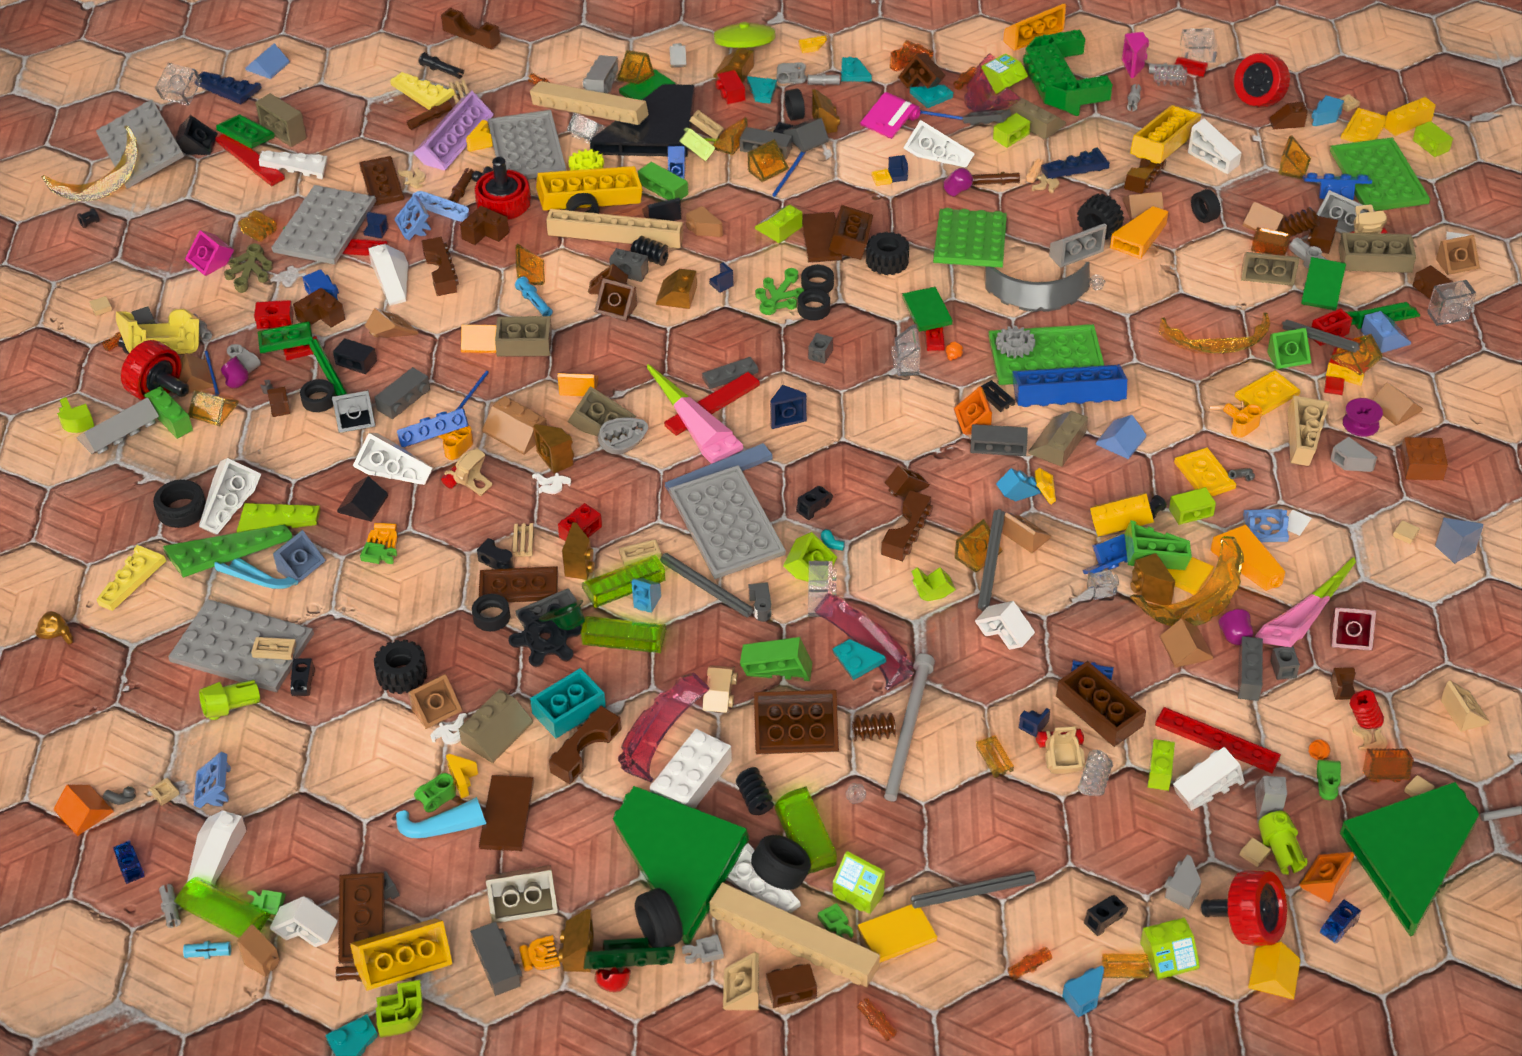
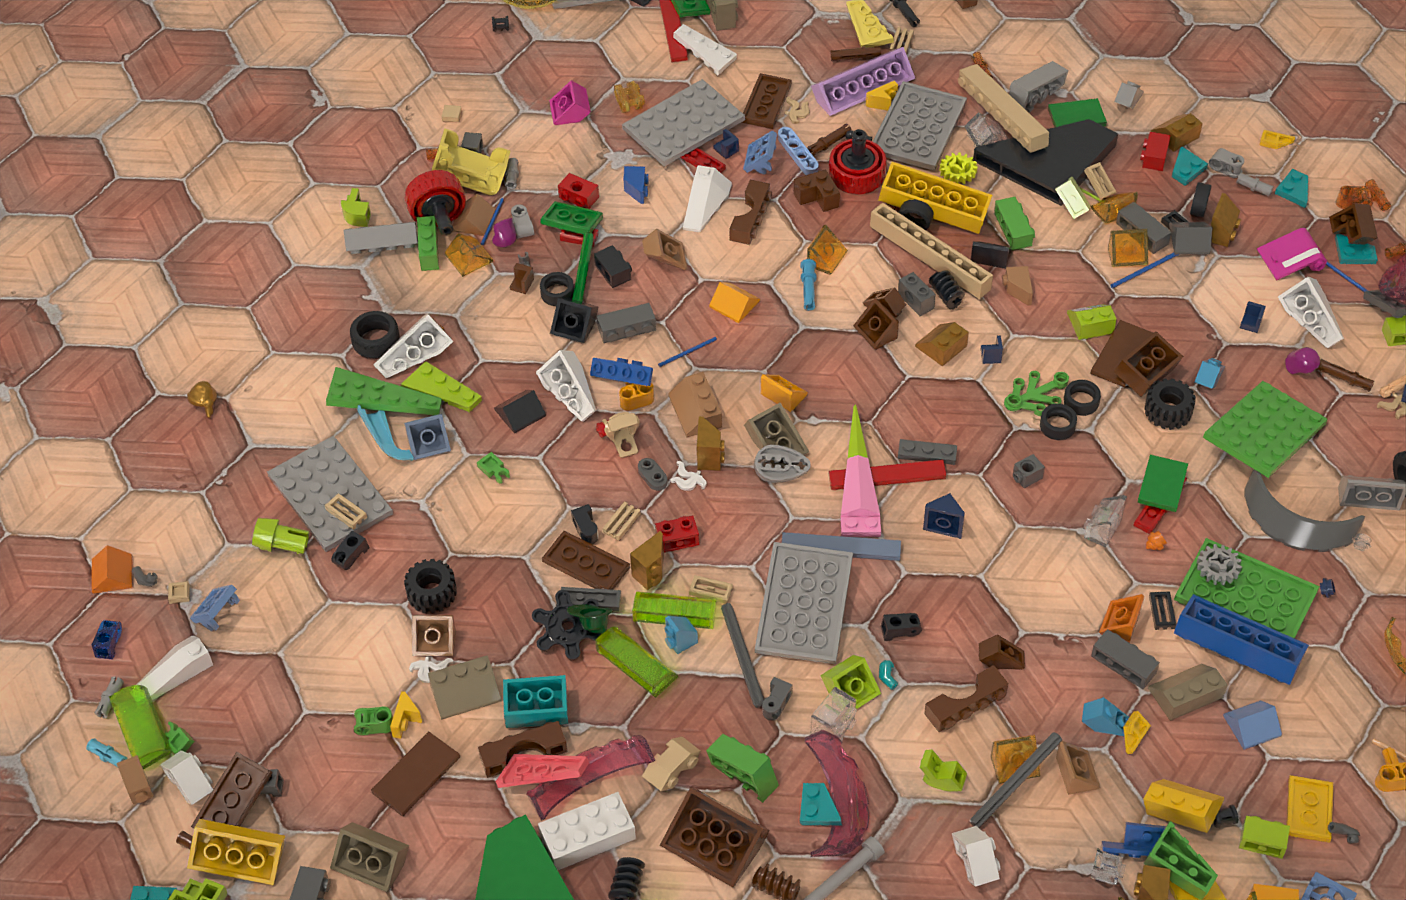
camera: 35 degrees right, 5 degrees up
(134, 573) = (292, 382): light yellow wing -> none
(253, 252) = (607, 122): olive plant -> none
(319, 306) = (617, 202): reddish brown brick -> none
(384, 532) = (513, 452): light orange piece -> none
(456, 819) = (366, 754): medium azure animal -> none
(488, 601) = (541, 563): black tyre -> none
(519, 494) = (649, 471): none -> dark grey plate
(523, 336) = (767, 320): dark tan brick -> none
(613, 749) = (531, 769): none -> coral wing
(635, 67) = (1075, 90): clear yellow slope -> none
(676, 160) = (1042, 208): slope -> none
(744, 35) = (1210, 101): lime dish -> none
(881, 177) = (1232, 318): yellow tile -> none
(898, 219) = (1210, 373): none -> dark azure slope
(1099, 322) = (1327, 587): none -> dark blue plate

